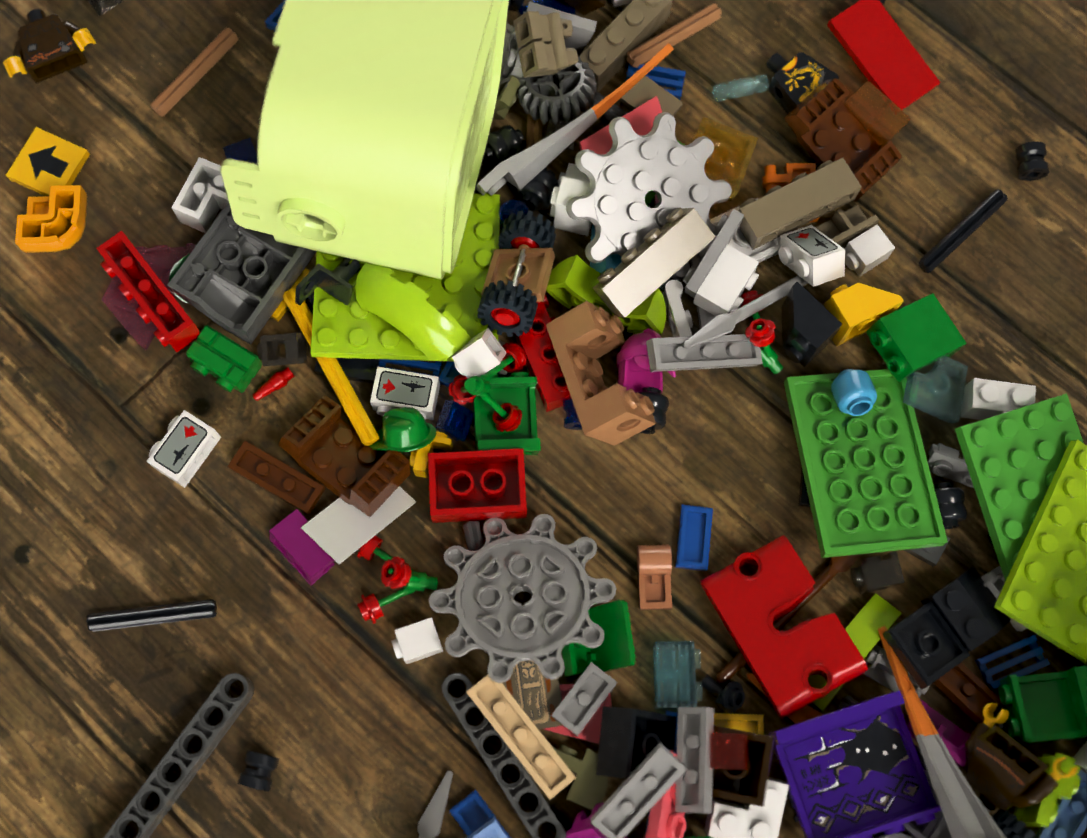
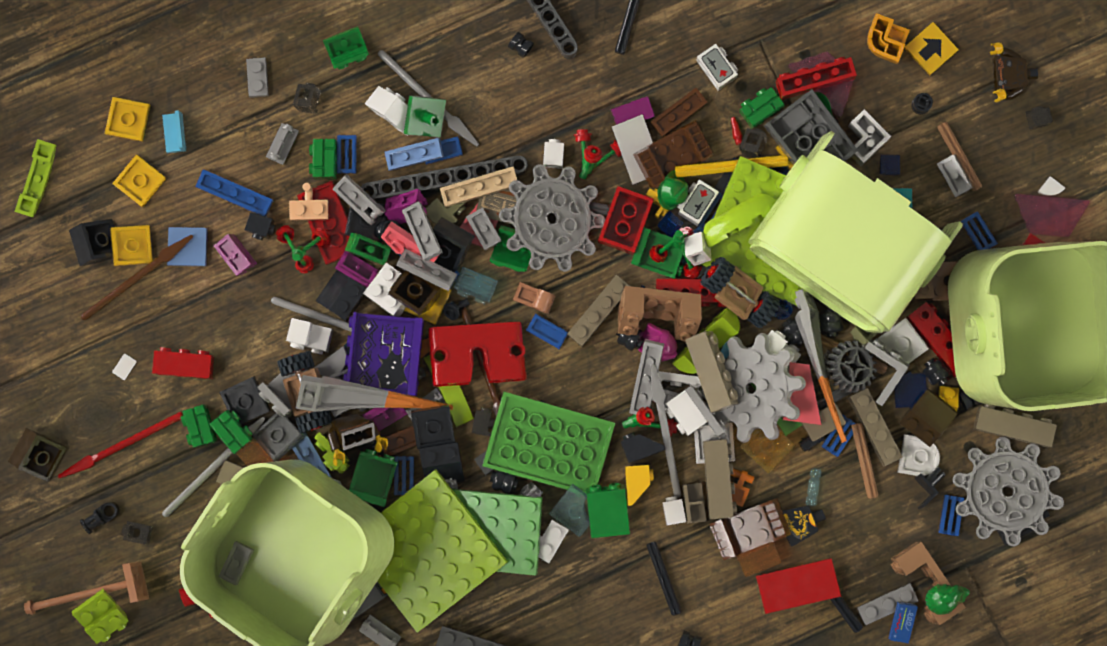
camera: 125 degrees right, 10 degrees up
(135, 144) = (918, 106): none -> black wheel
(224, 65) = (955, 175): none -> light grey plate
(332, 282) = (775, 183): black bracket -> none
(544, 43) = (874, 363): dark tan hips -> none
(631, 470) = (597, 312): none -> dark tan brick
(686, 117) = (807, 443): none -> black pin
(729, 751) = (423, 287): clear red plate -> none
(812, 255) = (681, 471): white brick -> none
(854, 392) = (588, 454): dark azure head -> none

